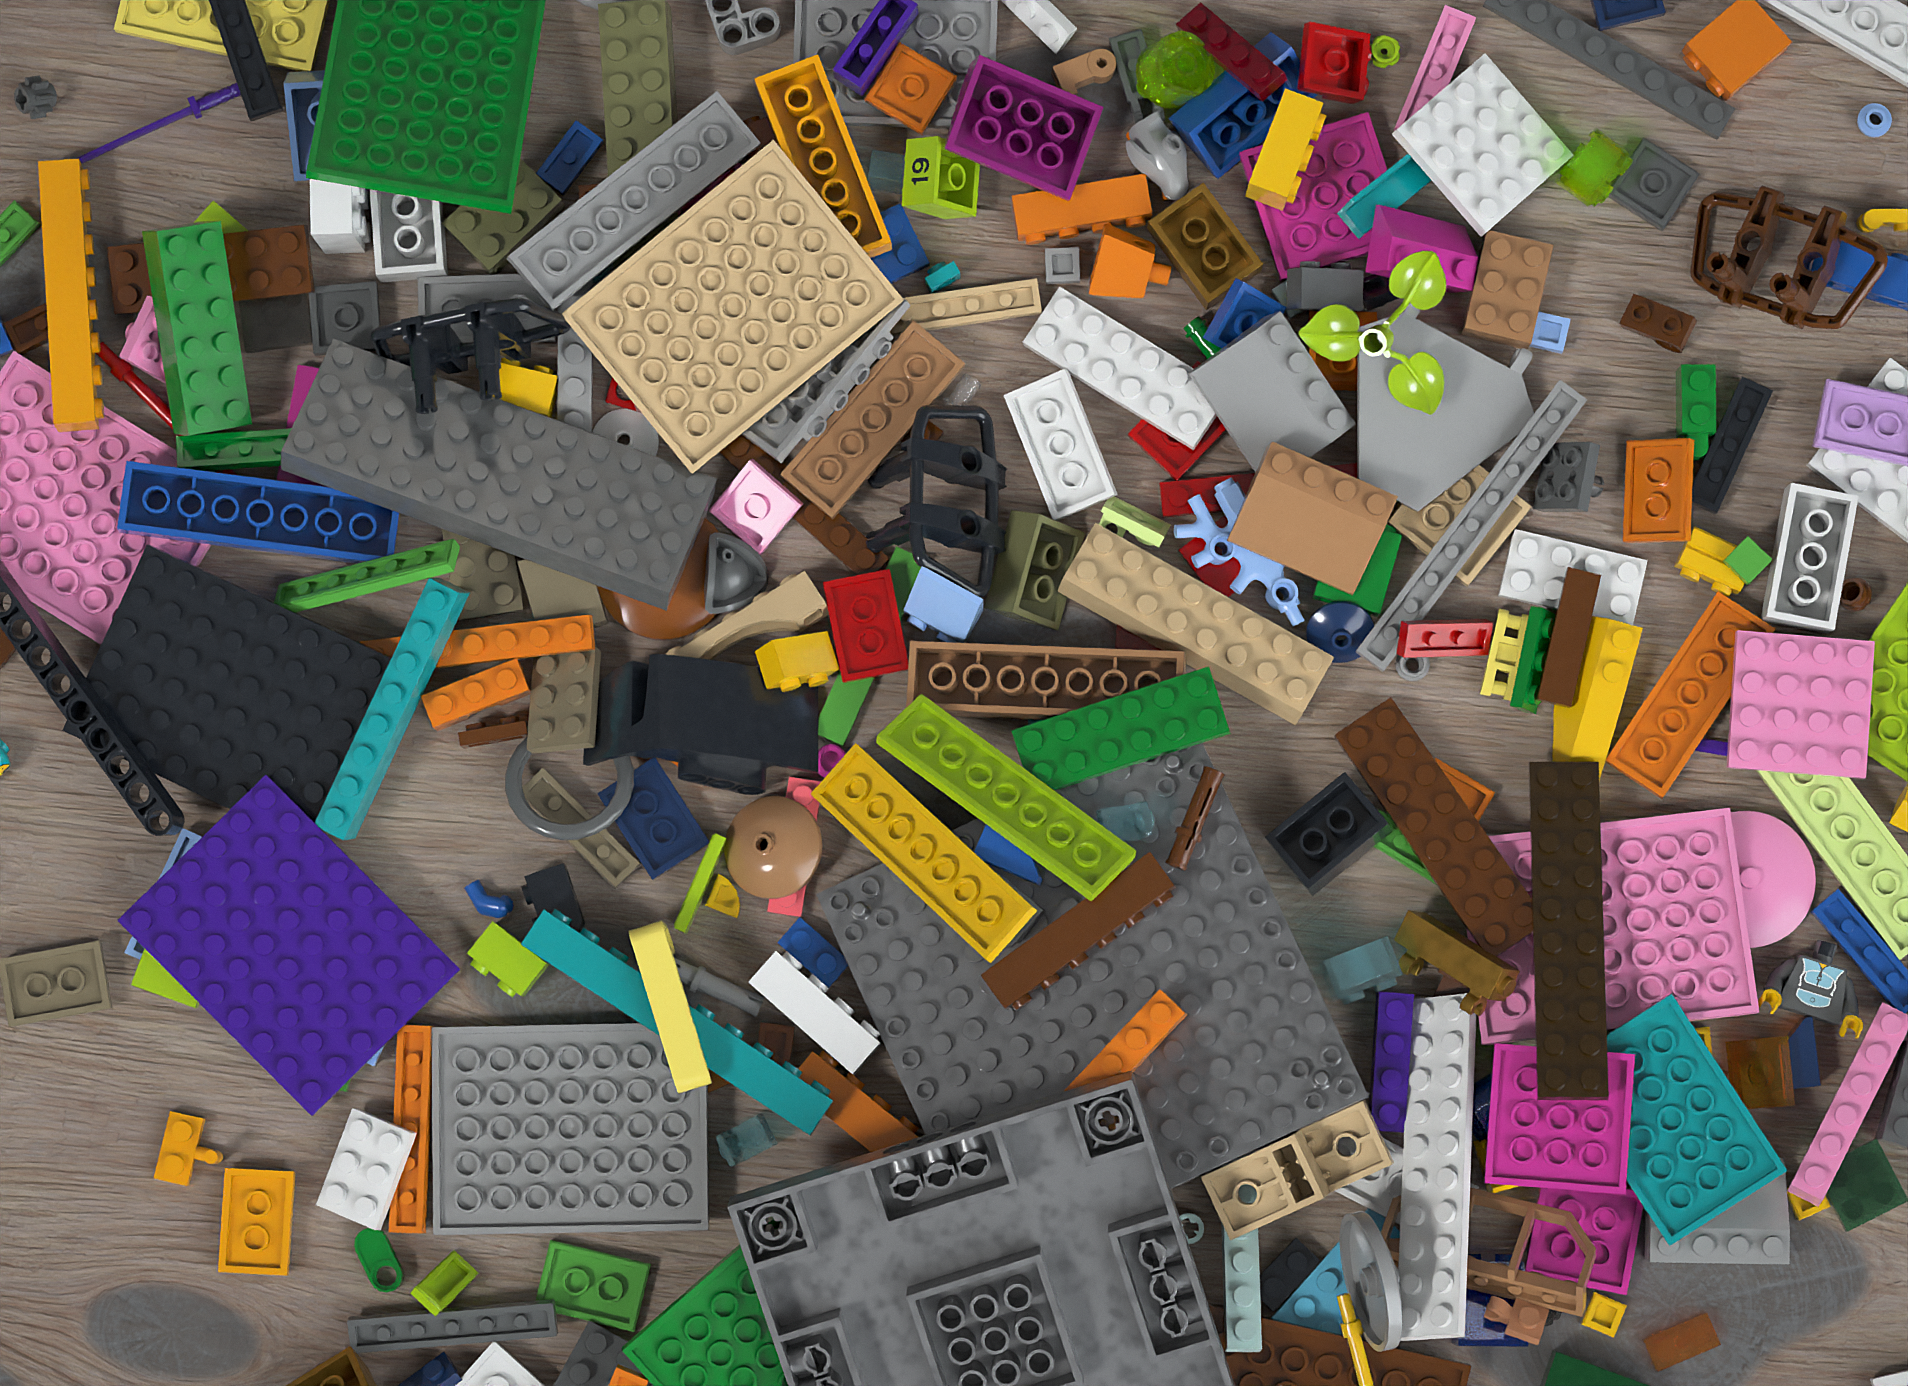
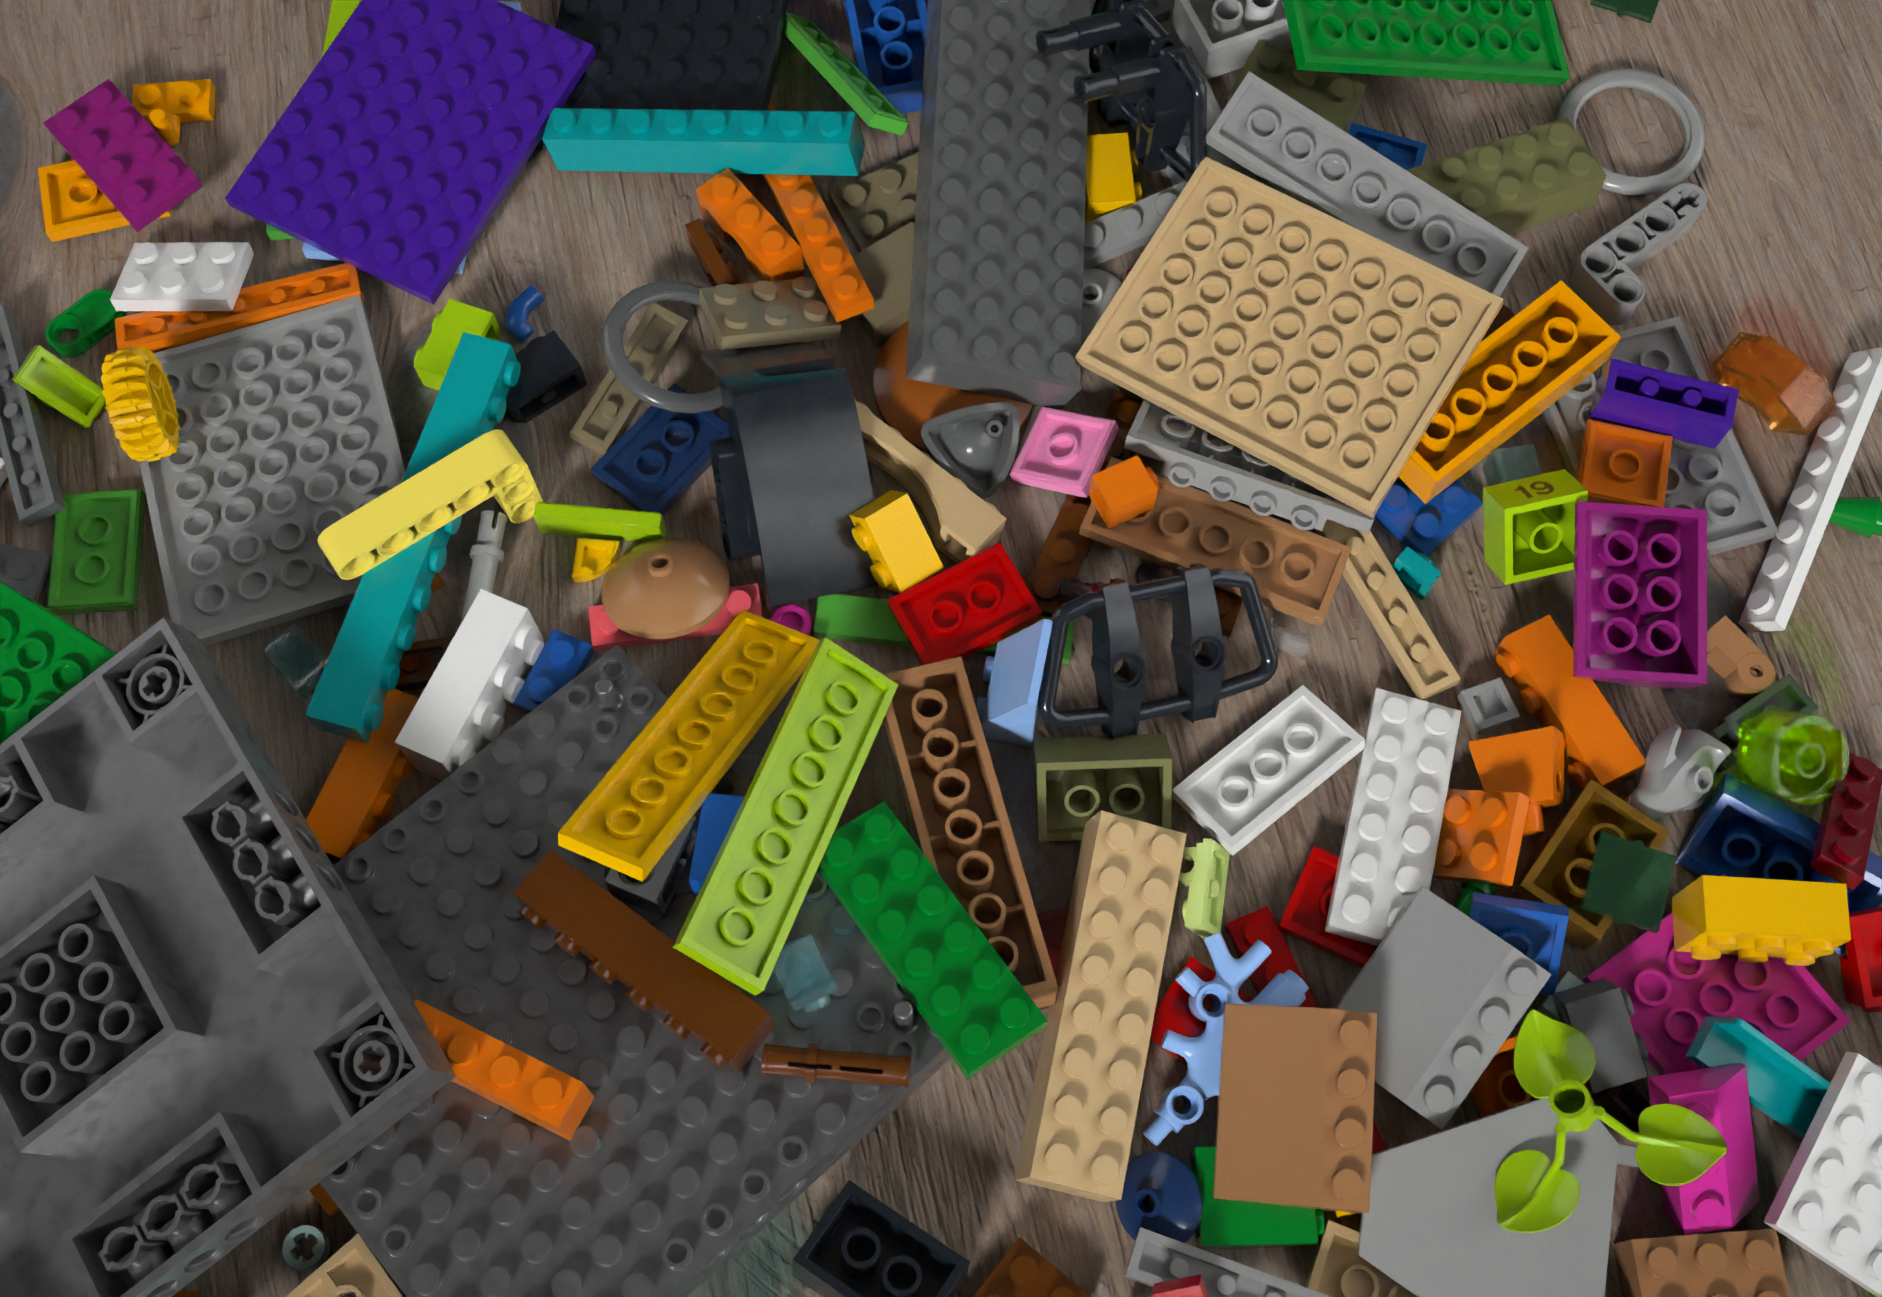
camera: 70 degrees right, 15 degrees down
(232, 1196) = (123, 155): none -> magenta plate
(500, 1212) = (140, 404): none -> yellow gear
(819, 475) = (1124, 491): none -> orange brick
(1162, 314) = (1481, 836): none -> orange plate
(1230, 227) = (1628, 882): none -> clear green piece

